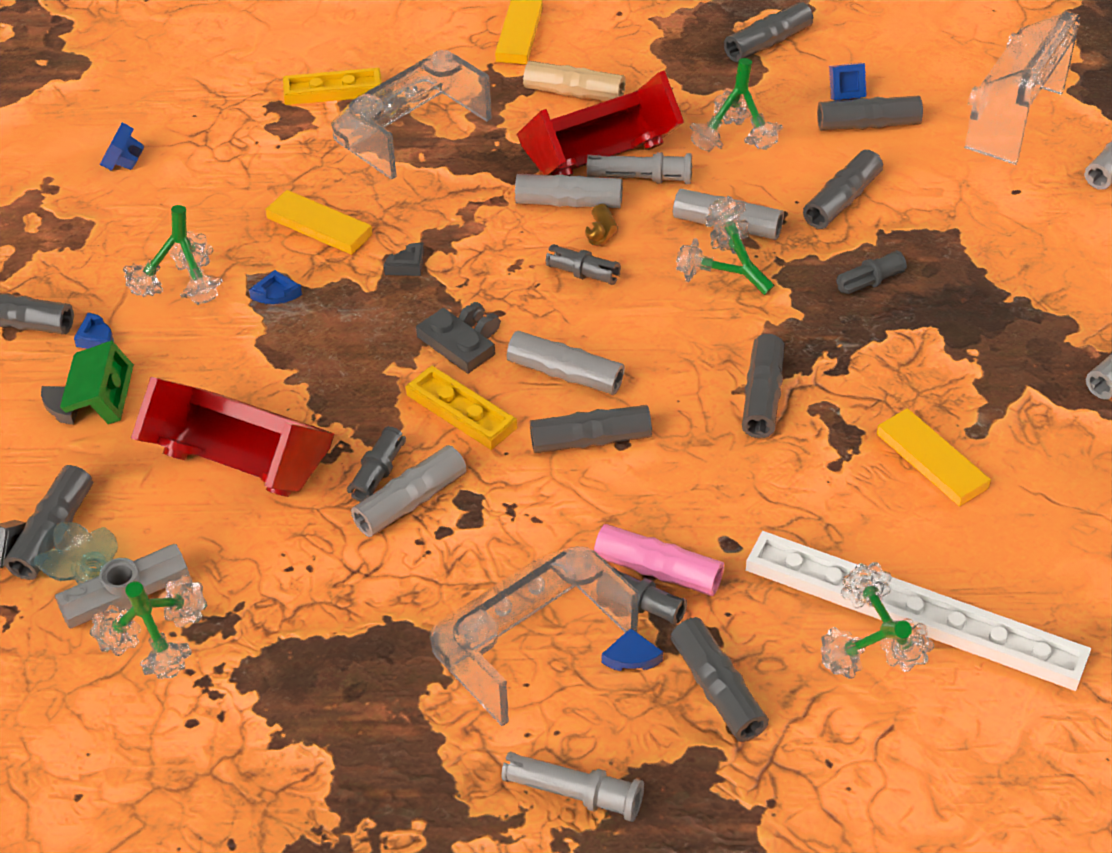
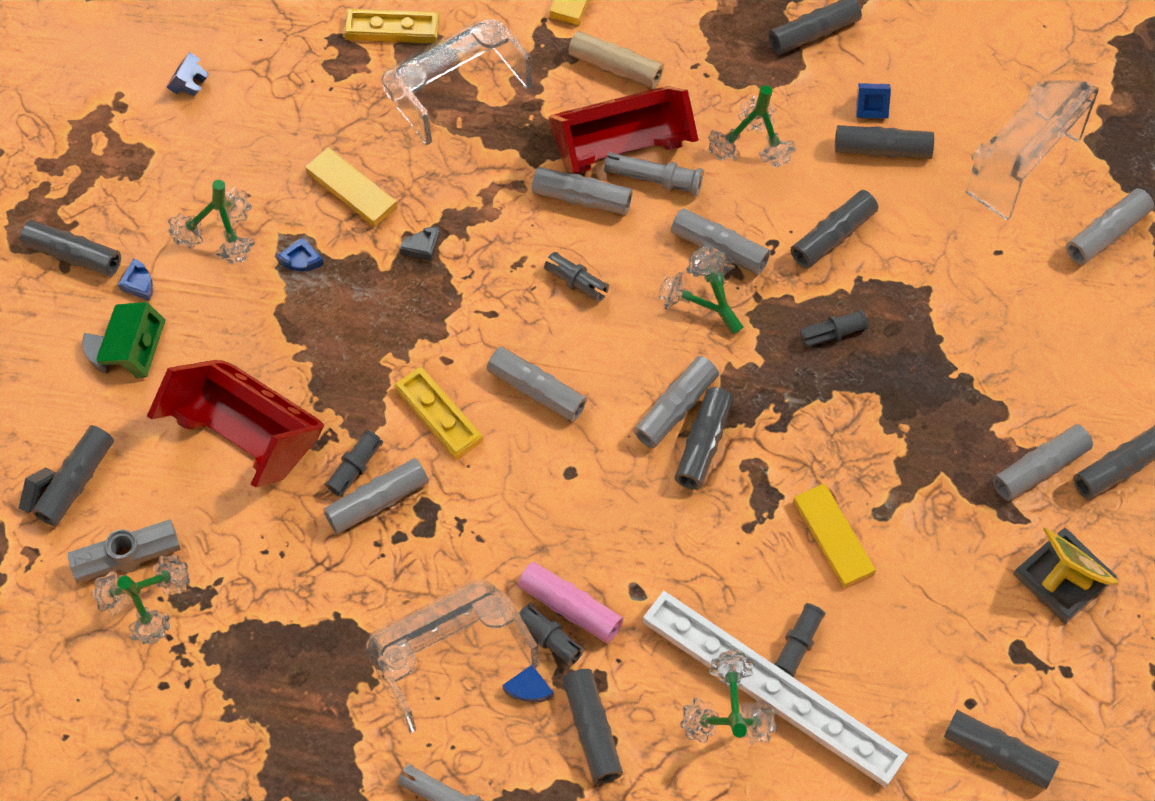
camera: 10 degrees right, 15 degrees up
(77, 552) = (91, 509): clear light blue plate -> none
(457, 339) = (448, 339): dark grey hinge -> none
(590, 428) = (542, 458): dark grey axle -> none
(604, 226) = (606, 237): pearl gold arm -> none
(722, 358) = (676, 401): none -> light grey axle
(930, 554) = (800, 639): none -> dark grey pin

